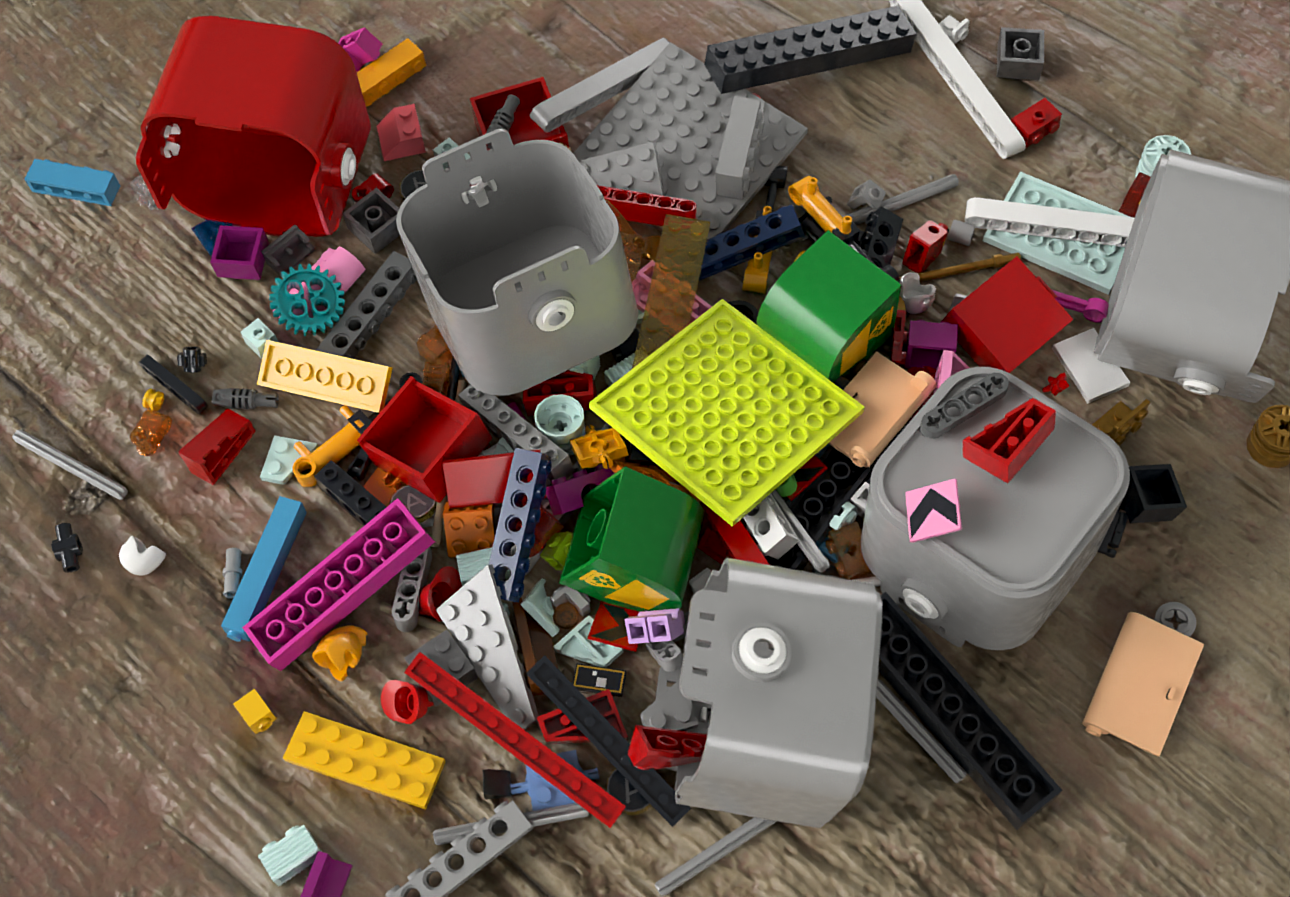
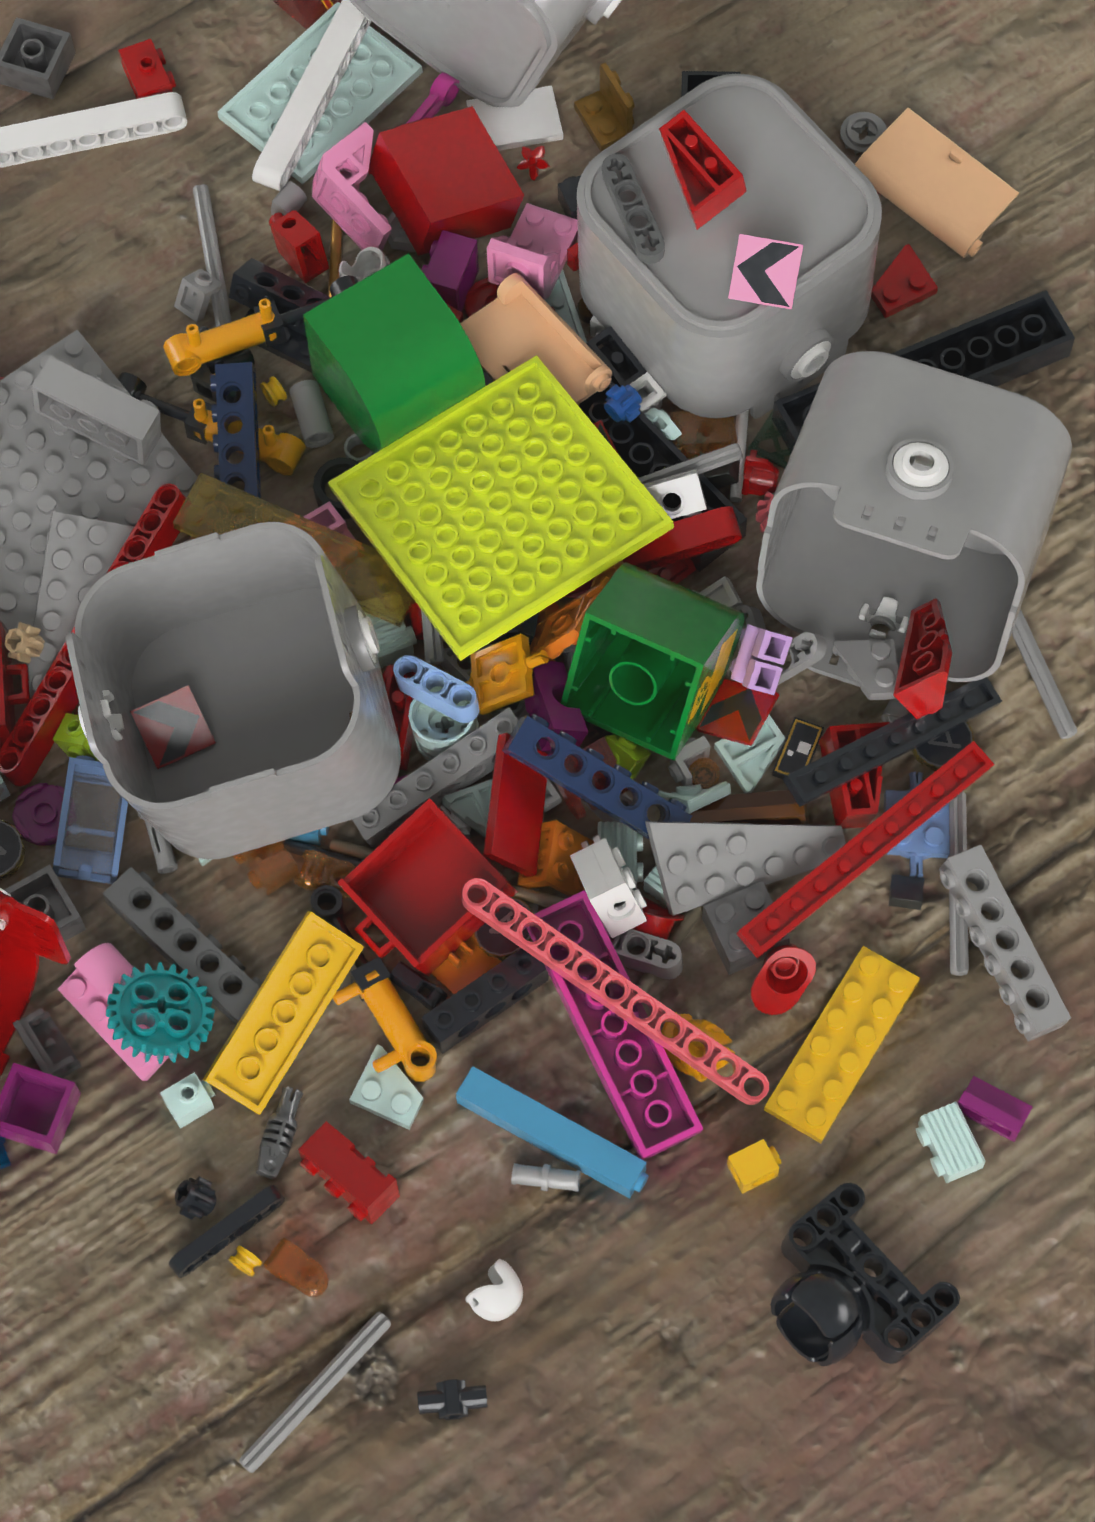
camera: 80 degrees left, 5 degrees up
(147, 785) = (837, 1297): none -> black beam
(351, 581) = (631, 993): none -> coral beam
(440, 551) = (609, 886): none -> white brick
(511, 251) = (173, 726): none -> piece
(571, 412) = (429, 677): none -> light blue beam
(846, 479) = (623, 403): none -> blue gear
(992, 253) = (338, 193): none -> bright pink bracket
(1041, 680) = (903, 284): none -> red wing

